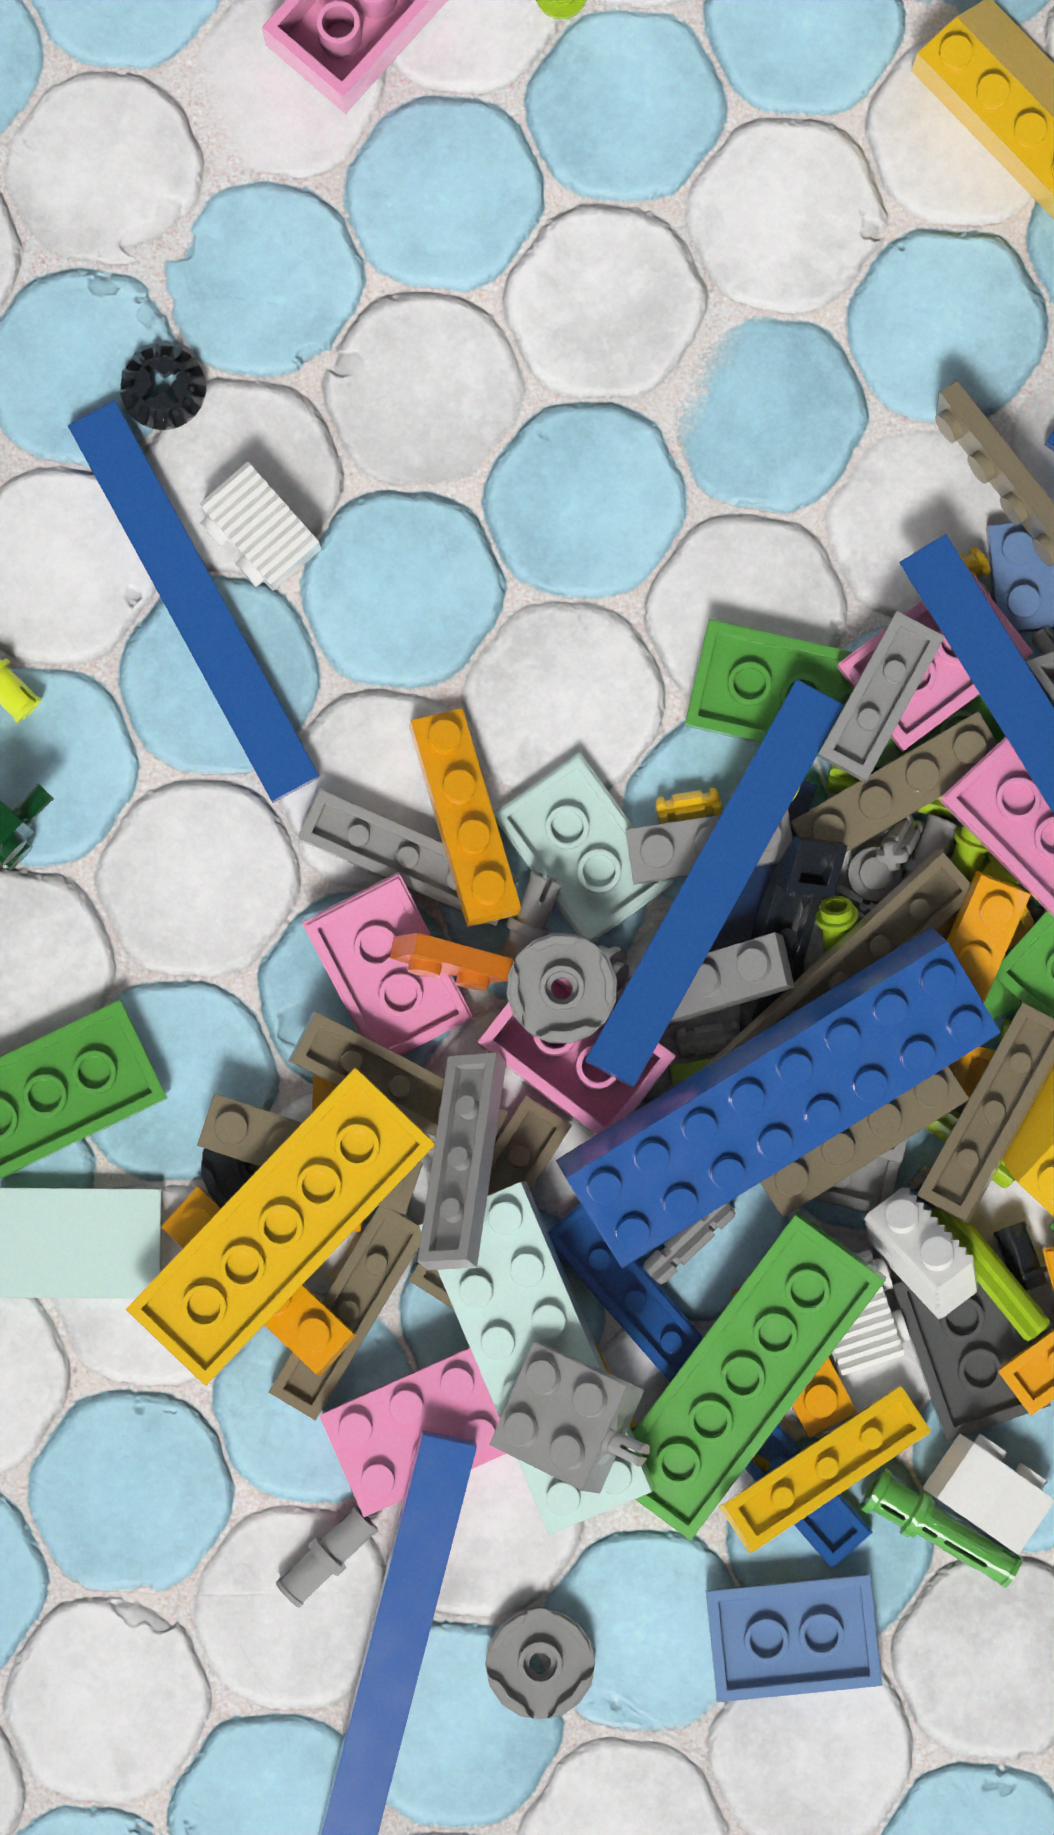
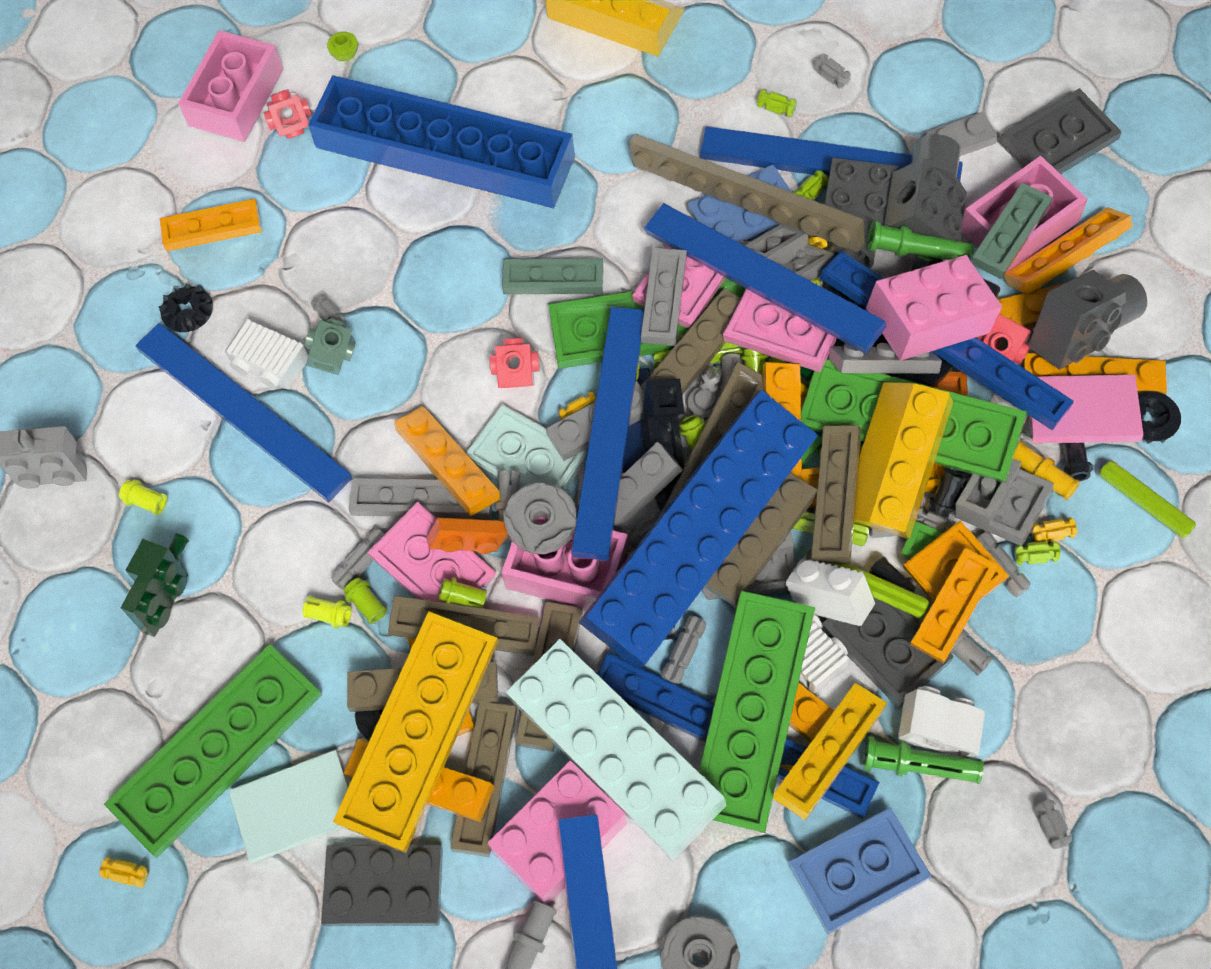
camera: 15 degrees left, 20 degrees down
(156, 1405) = (382, 886): none -> dark grey plate
(216, 979) = (335, 613): none -> neon yellow pin
(245, 255) = (210, 225): none -> light orange plate
(274, 984) = (366, 602): none -> lime pin
(287, 915) = (356, 561): none -> light grey axle
(362, 575) = (326, 356): none -> sand green brick
(375, 487) = (326, 309): none -> light grey piece
(412, 1040) = (461, 594): none -> lime pin
(428, 104) = (287, 126): none -> coral brick
(462, 1161) = (517, 640): light grey plate -> none
(569, 1419) = (650, 765): light grey plate -> none
(620, 704) = (521, 376): none -> coral brick
(652, 259) = (443, 141): none -> blue brick
(735, 568) = (553, 276): none -> sand green plate

